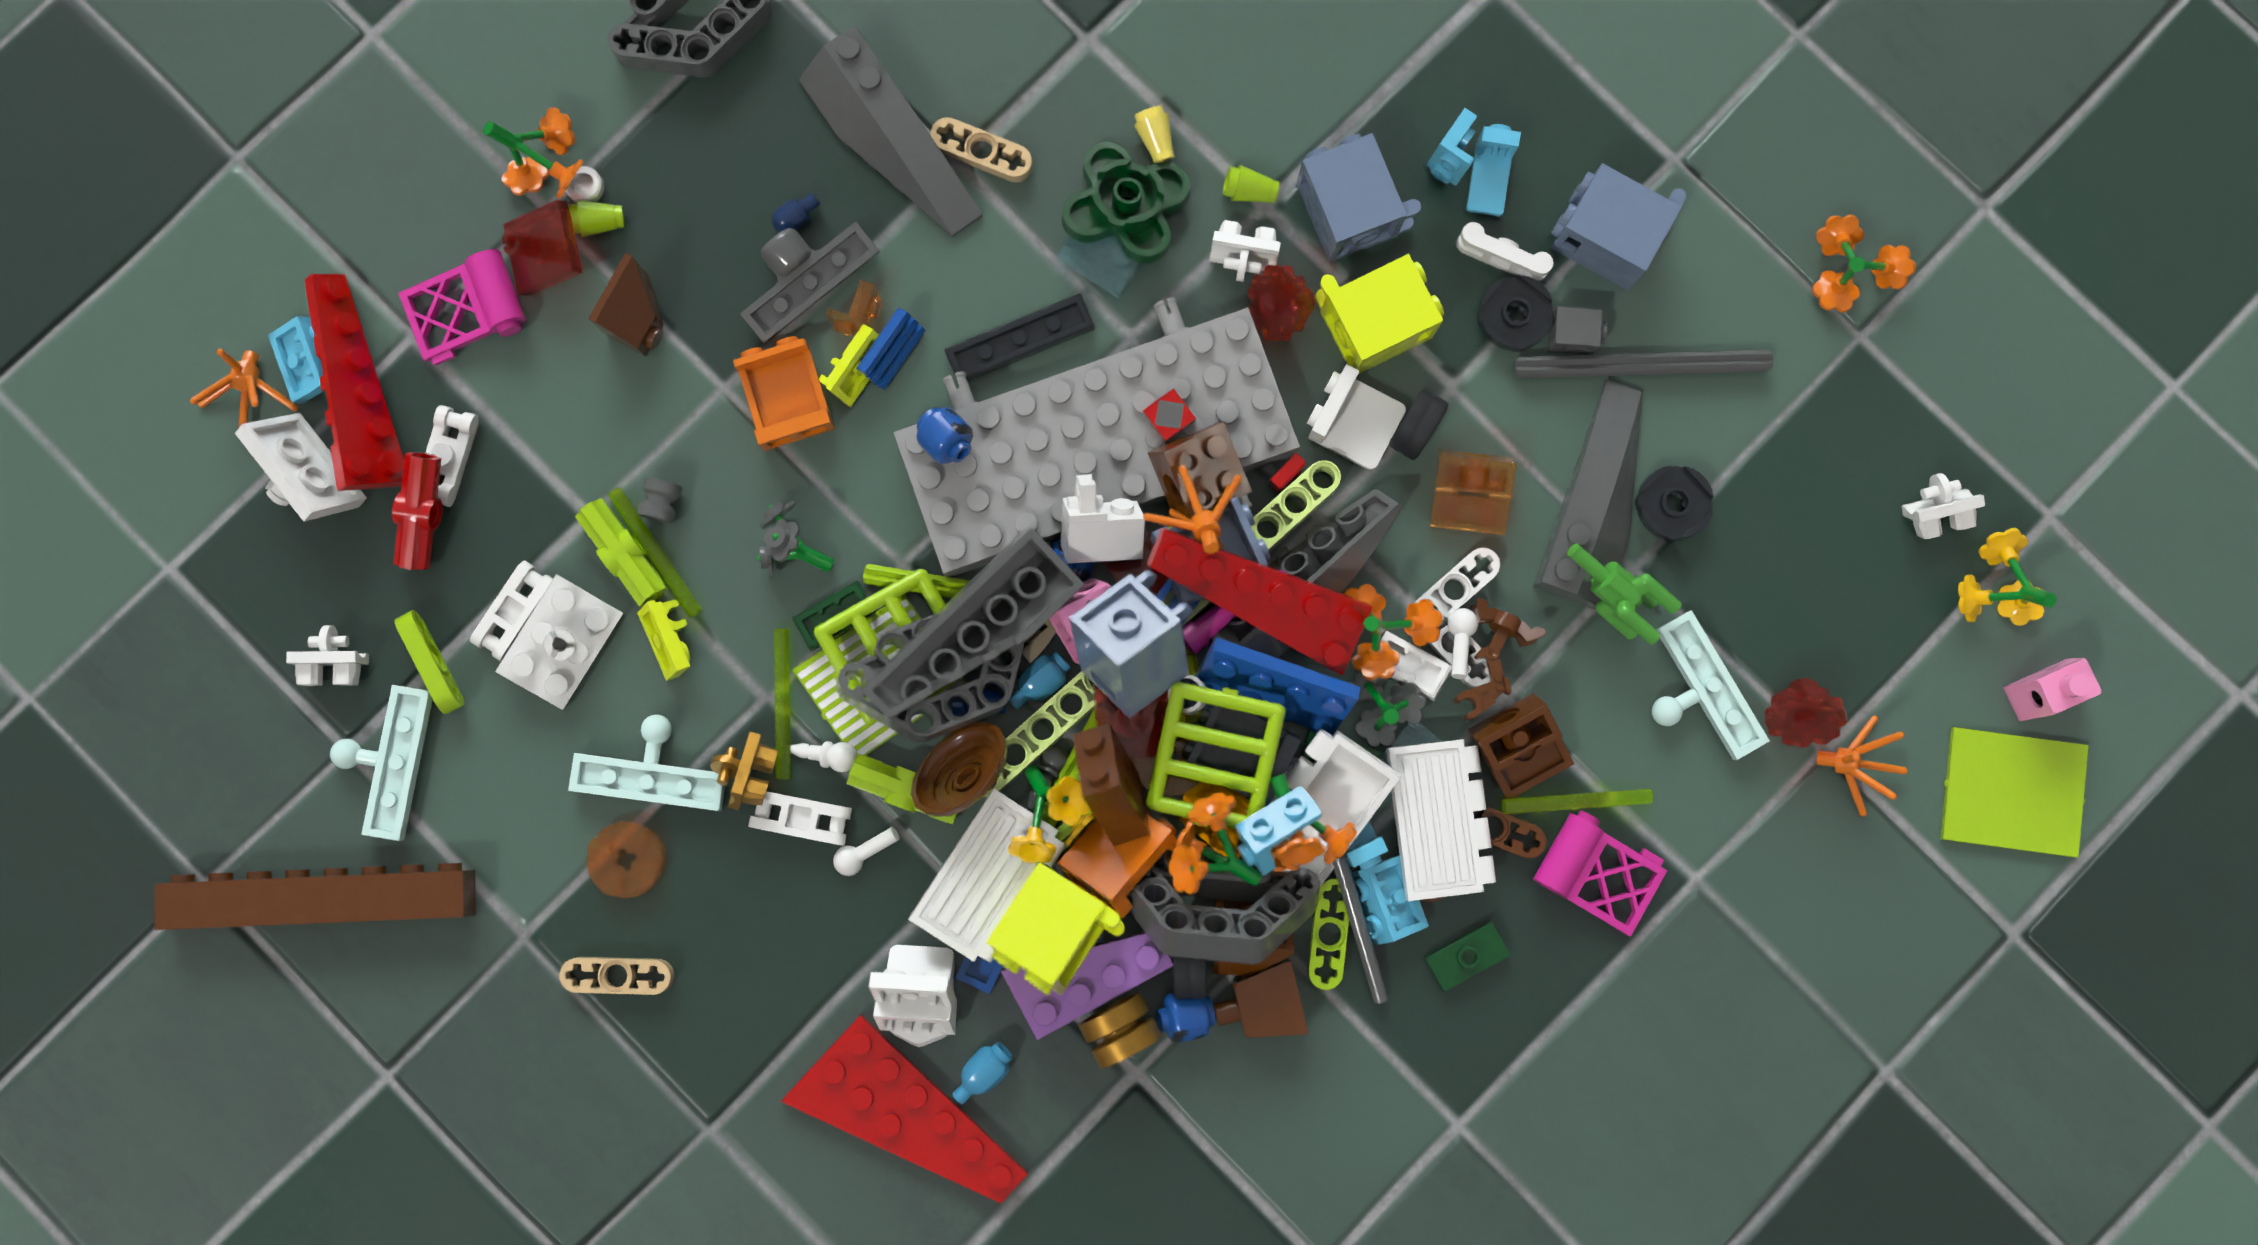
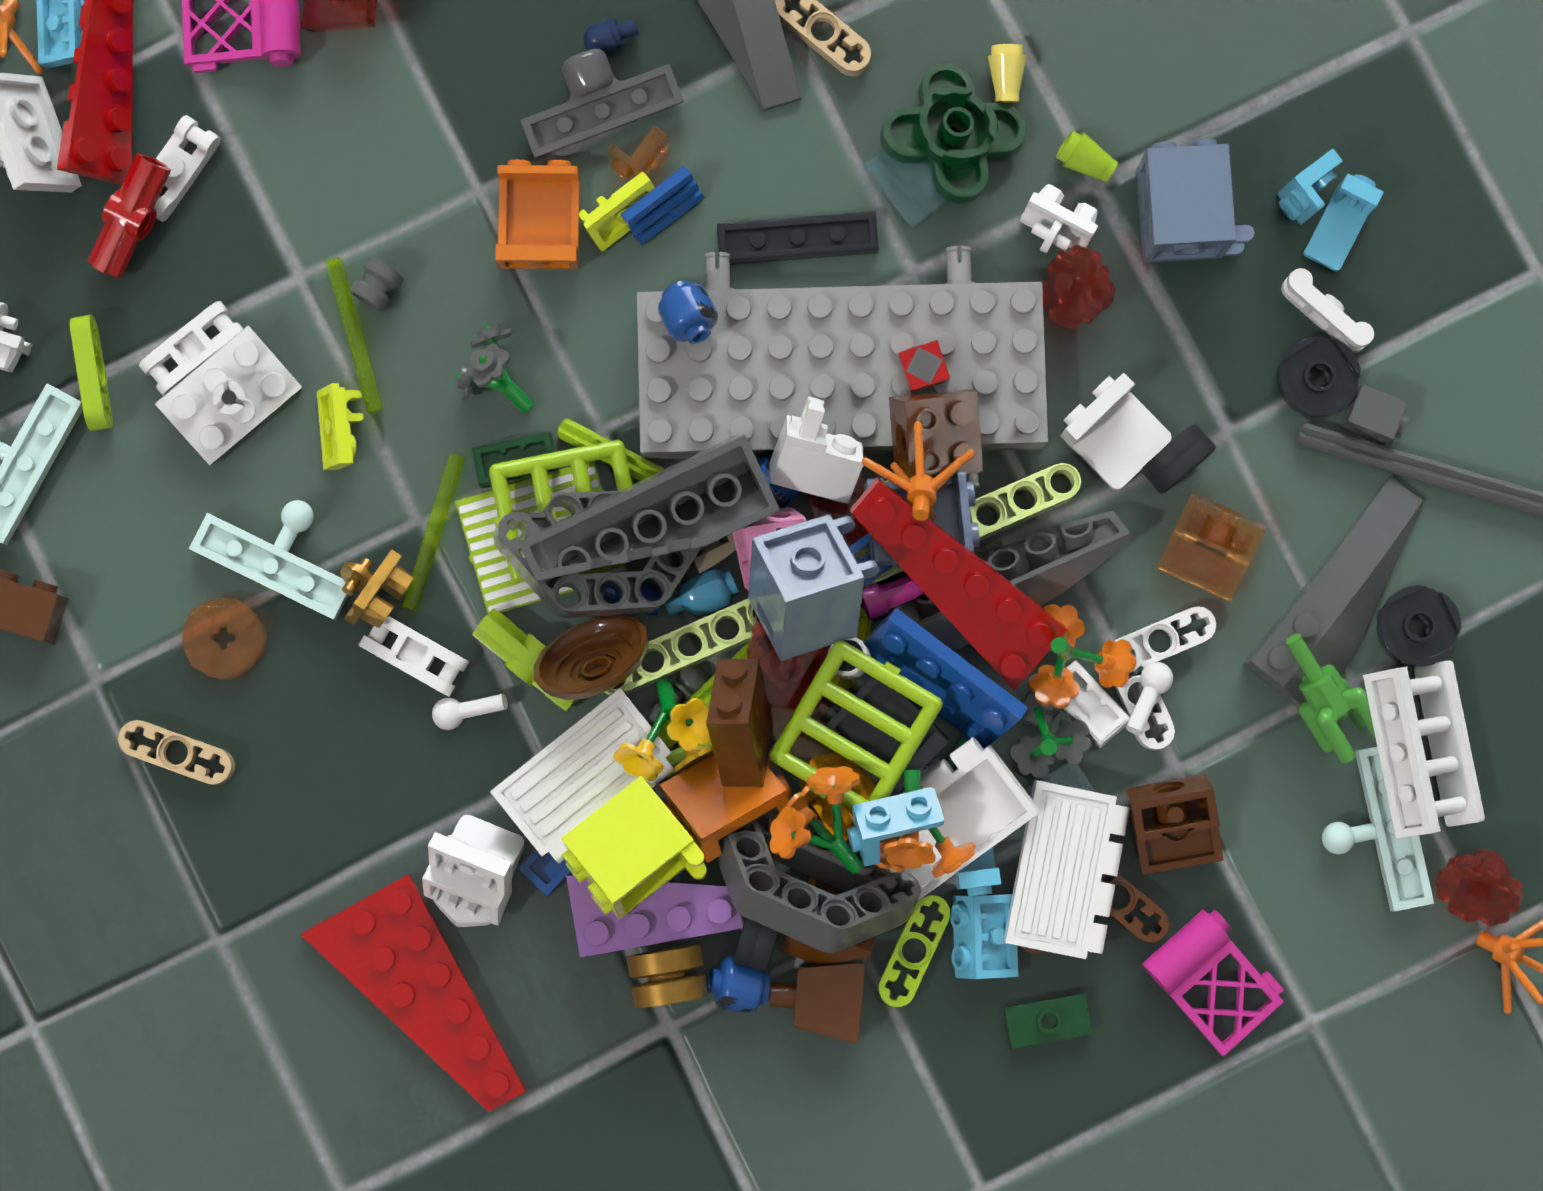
camera: 20 degrees right, 0 degrees up
(621, 552) = (320, 324): lime piece -> none
(629, 308) = (410, 79): reddish brown slope -> none
(837, 756) = (471, 603): white bar -> none
(983, 1071) = (515, 973): dark azure plant -> none
(1287, 473) = (1026, 465): red tile -> none
(1360, 929) = (946, 955): dark grey bar -> none
(1380, 312) = (1176, 331): neon yellow container -> none
(1505, 626) = (1199, 695): reddish brown piece -> none
(1577, 801) = (1214, 899): clear neon green bar -> none
(1615, 225) = (1450, 319): sand blue container -> none
(1701, 617) = (1403, 755): none -> white fence

